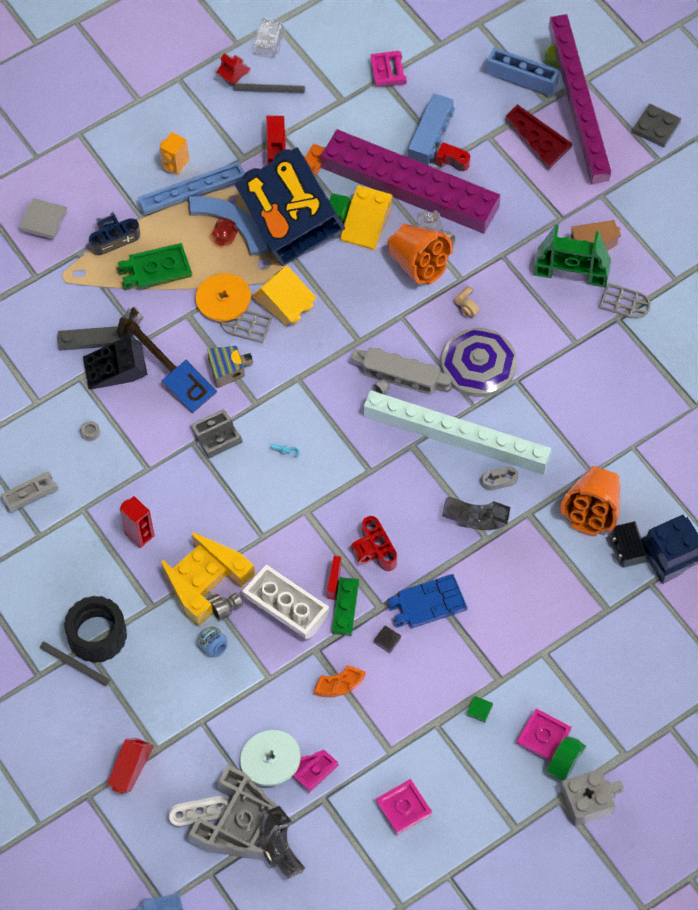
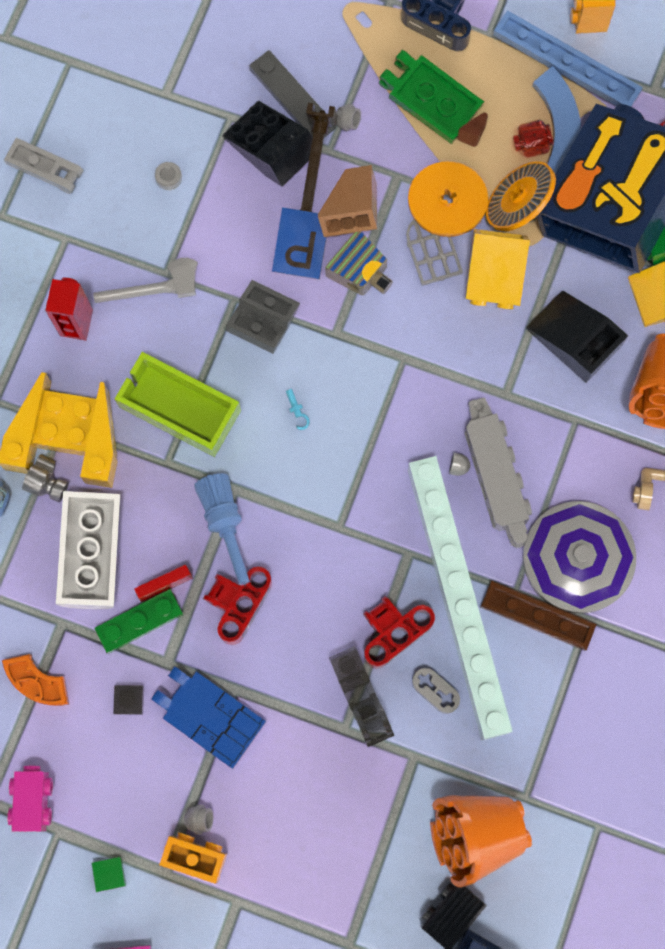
camera: 55 degrees right, 15 degrees up
(161, 463) = (182, 283): none -> light grey piece
(190, 341) = (351, 203): none -> medium nougat slope
(196, 258) = (473, 130): none -> copper slope
(236, 504) = (178, 404): none -> lime piece
(255, 256) = (521, 196): none -> piece
(320, 521) = (222, 517): none -> medium blue piece
(355, 282) = (577, 335): none -> black slope
(408, 721) = (30, 800): none -> dark pink brick
(445, 475) = (390, 622): none -> red beam
(482, 641) = (199, 819): none -> light grey plate
(497, 401) = (538, 616): none -> reddish brown tile
(504, 653) = (194, 859): none -> light orange brick

